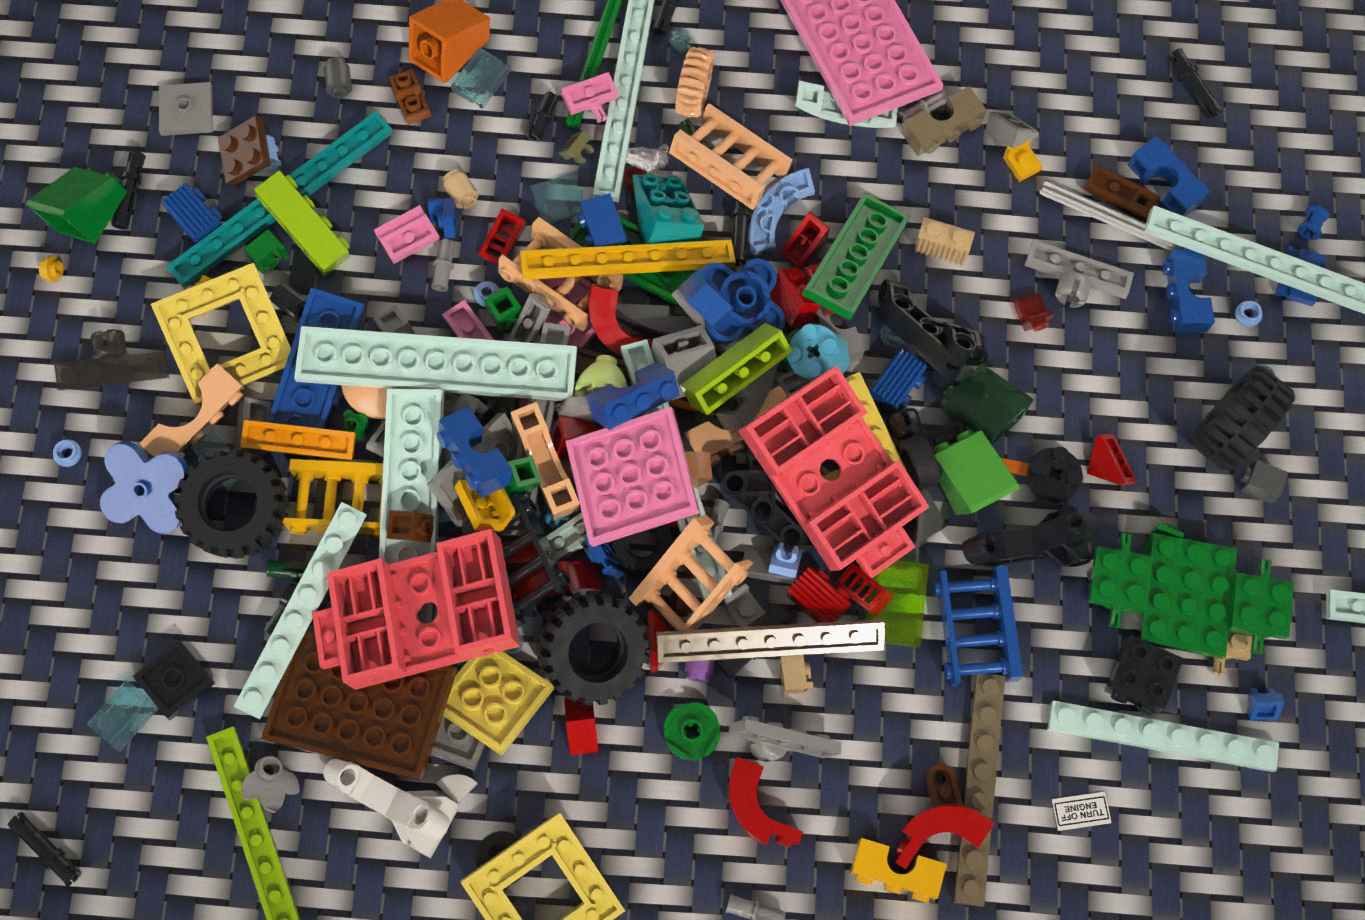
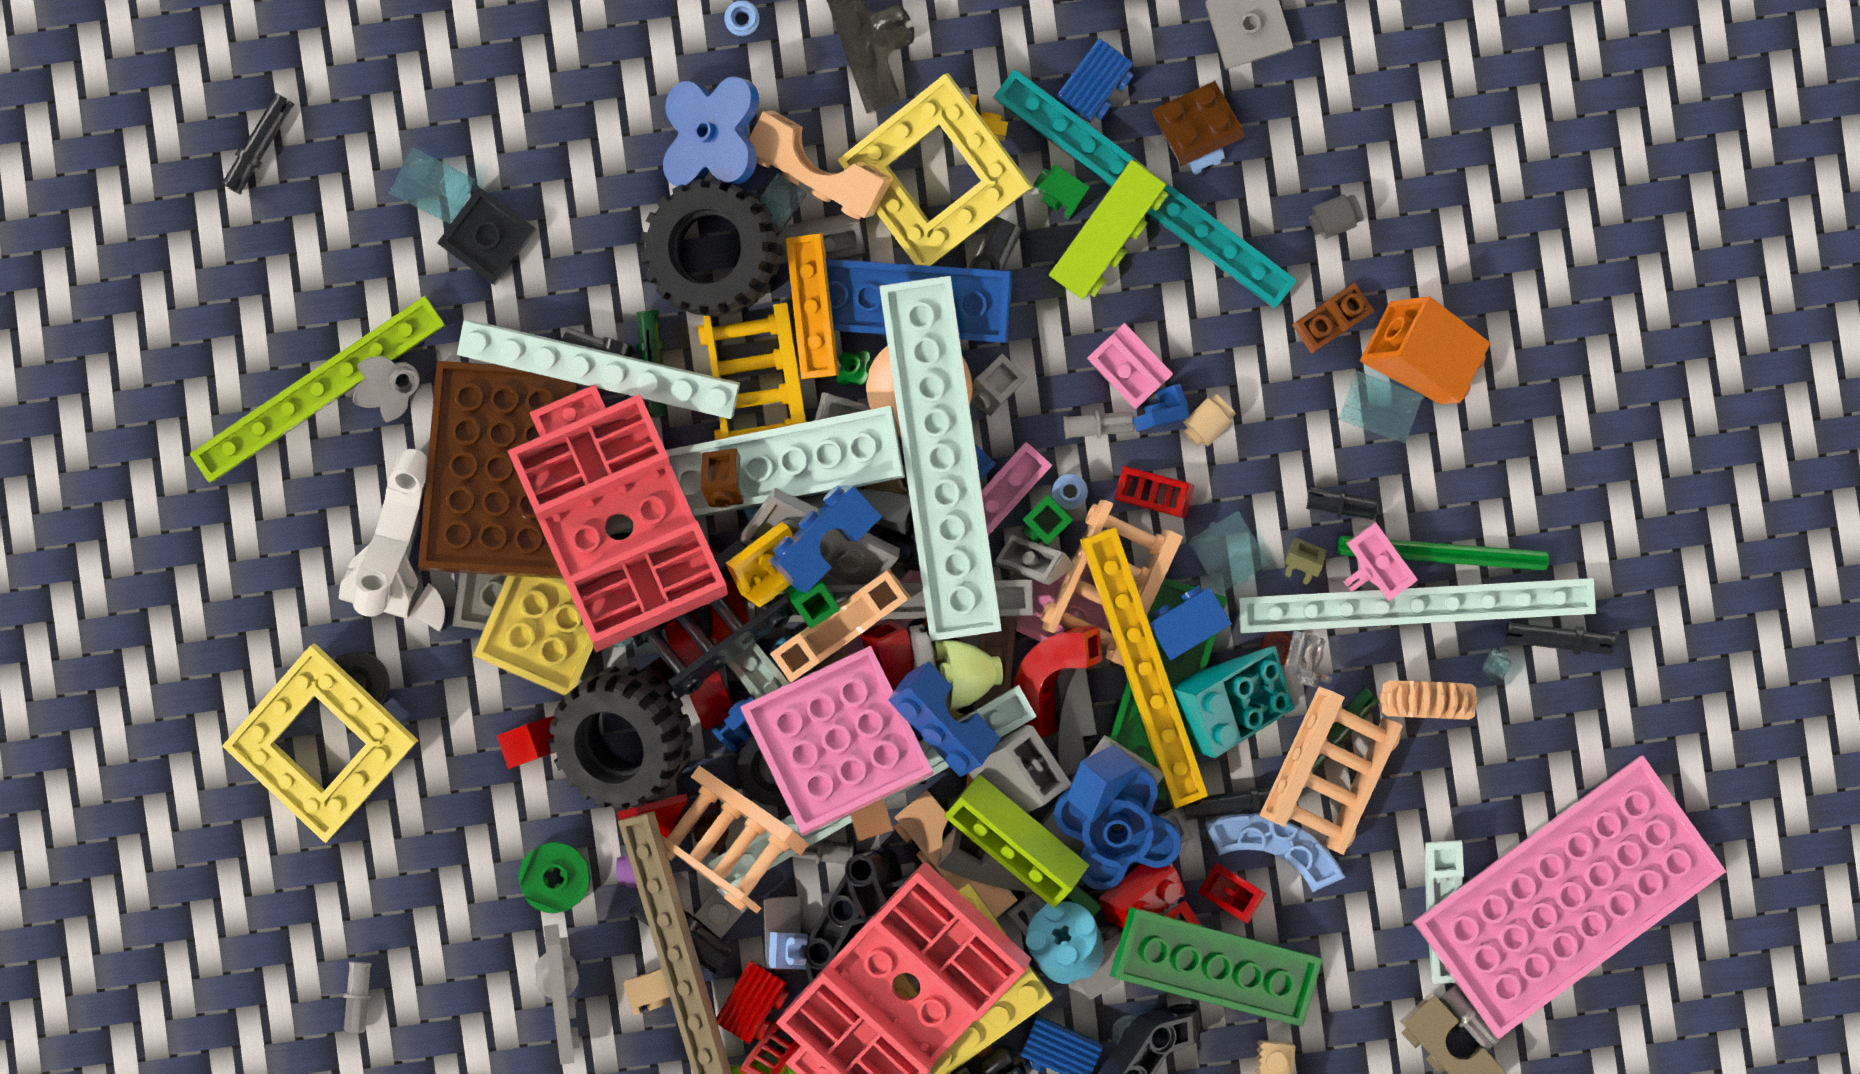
camera: 85 degrees right, 15 degrees up
(747, 812) = (494, 953): red arch -> none

